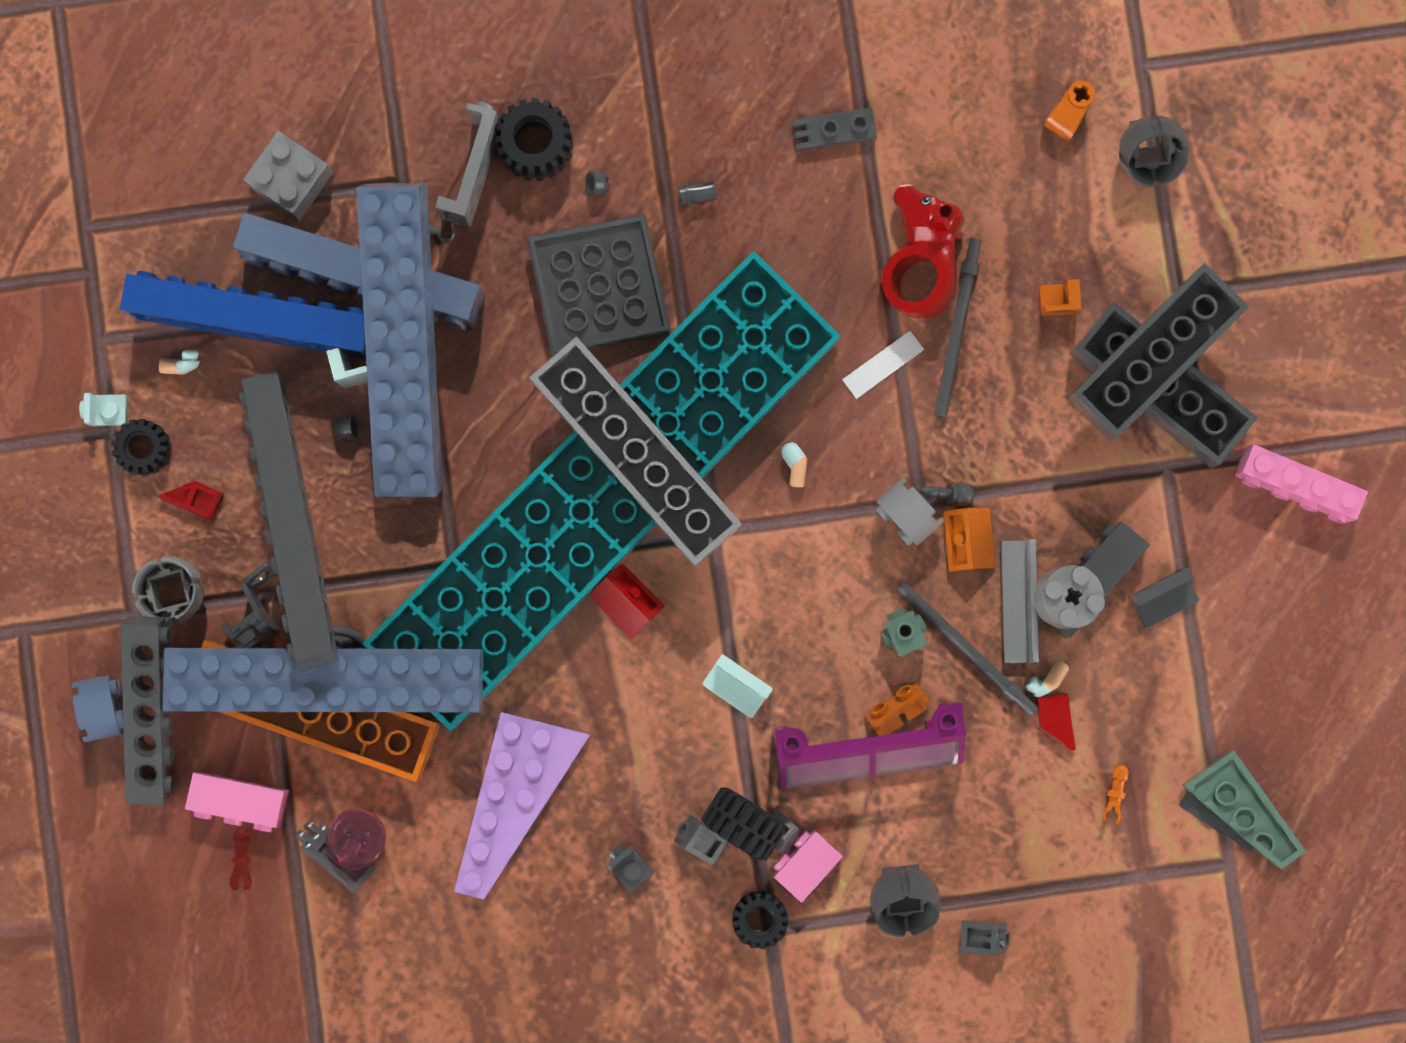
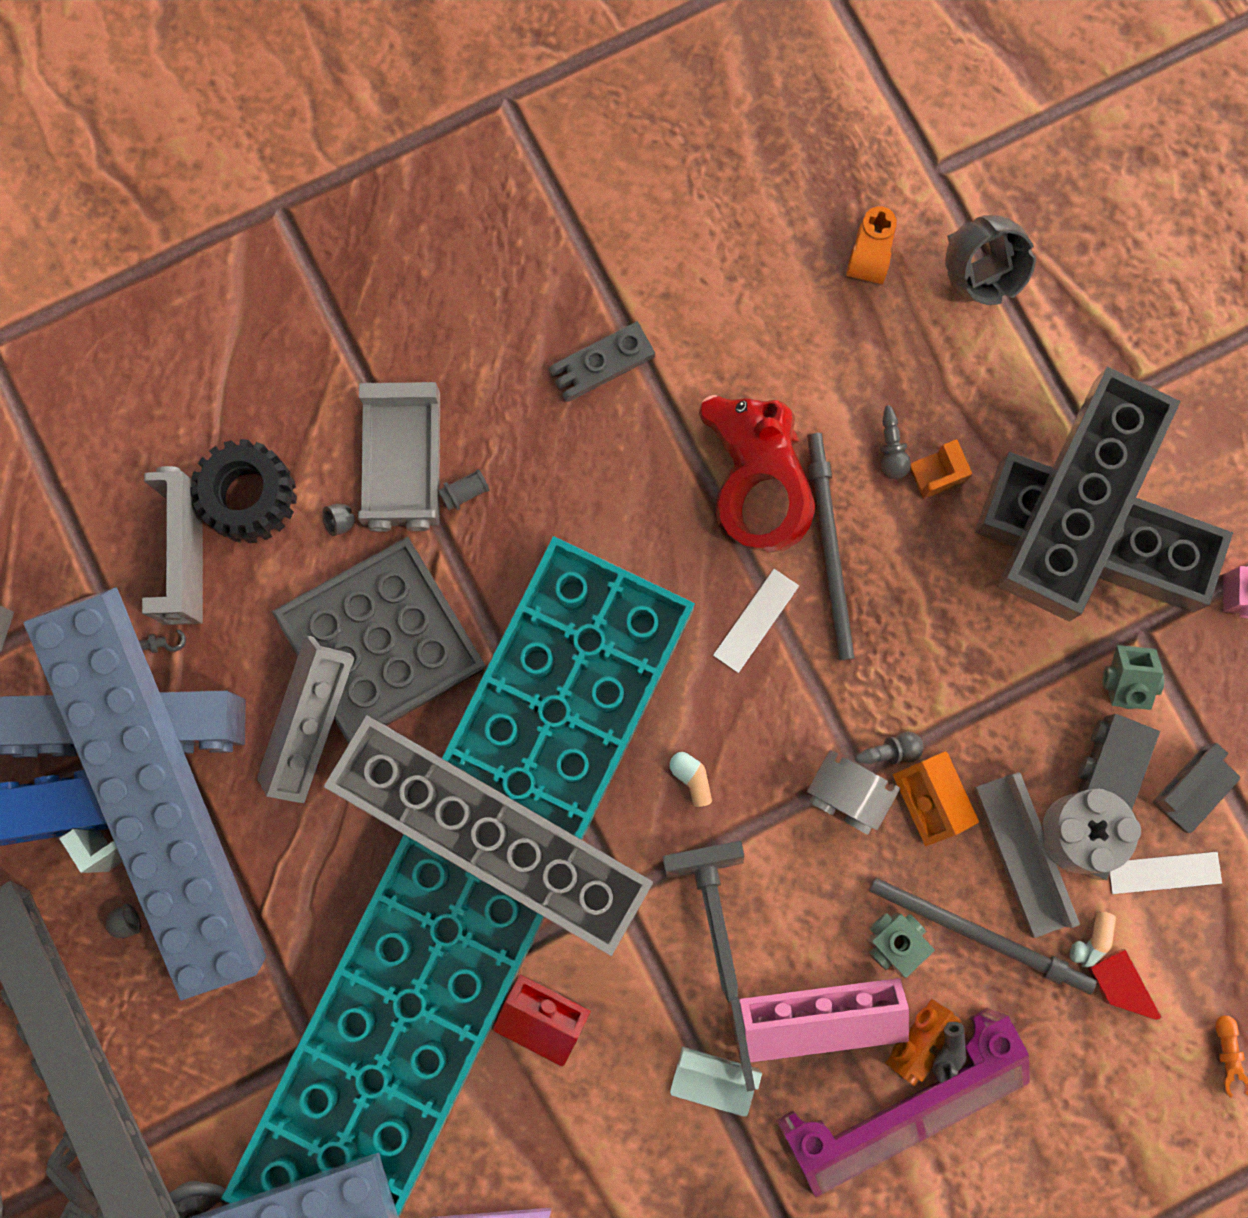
camera: 15 degrees left, 5 degrees down
(525, 325) = (304, 721): none -> light grey panel
(658, 151) = (400, 455): none -> light grey panel
(782, 529) = (705, 865): none -> dark grey piece
(829, 670) = (825, 1020): none -> bright pink brick
(917, 719) = (952, 1054): none -> dark grey arm
(1029, 280) = (895, 460): none -> dark grey bar
(1118, 650) = (1166, 873): none -> white sticker
(1146, 500) = (1134, 677): none -> sand green brick

